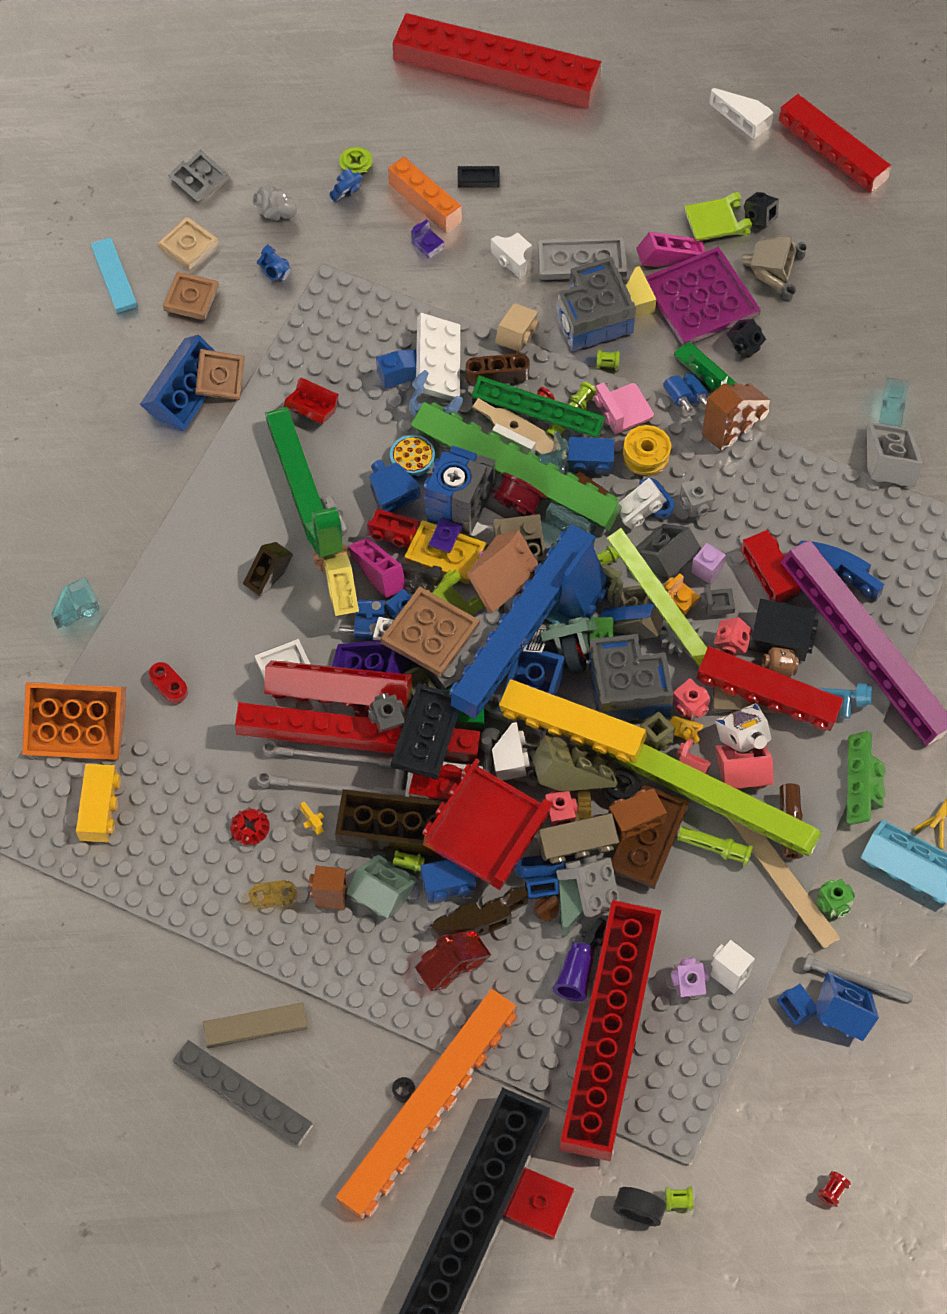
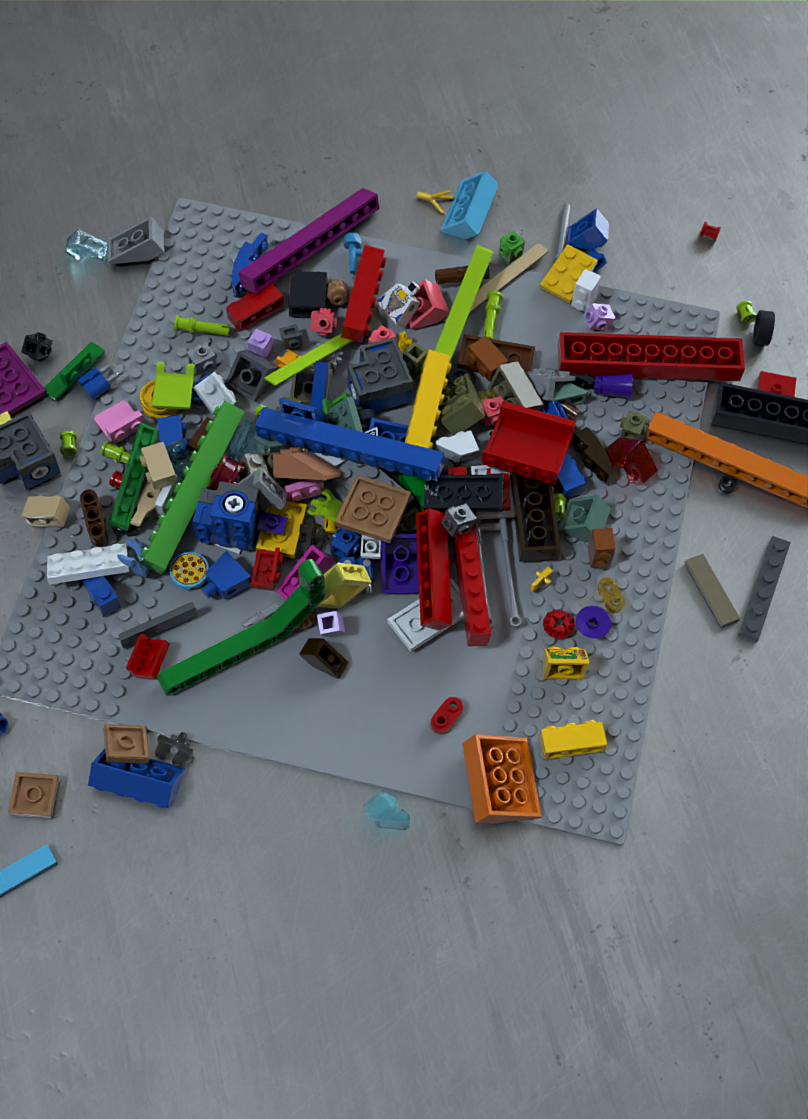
camera: 105 degrees left, 0 degrees up
(192, 812) = (565, 663): none -> yellow slope
(206, 422) = (177, 746): none -> clear smoke hips
(237, 851) = (593, 614): none -> dark purple piece
(303, 577) = (331, 623): none -> lavender brick
(348, 415) = (158, 624): none -> dark grey tile
(477, 523) = (269, 490): none -> light grey bracket
(504, 977) = (633, 425): none -> olive brick
(538, 425) = (159, 466): none -> tan brick
(653, 459) = (173, 389): none -> lime flag
(692, 760) = (429, 336): coral bracket -> none
(733, 412) = (122, 338): dark orange brick -> none
(752, 497) = (193, 325): none -> lime pin
(777, 960) = (566, 271): none -> yellow plate
(865, 779) = (417, 239): bright green bracket -> none

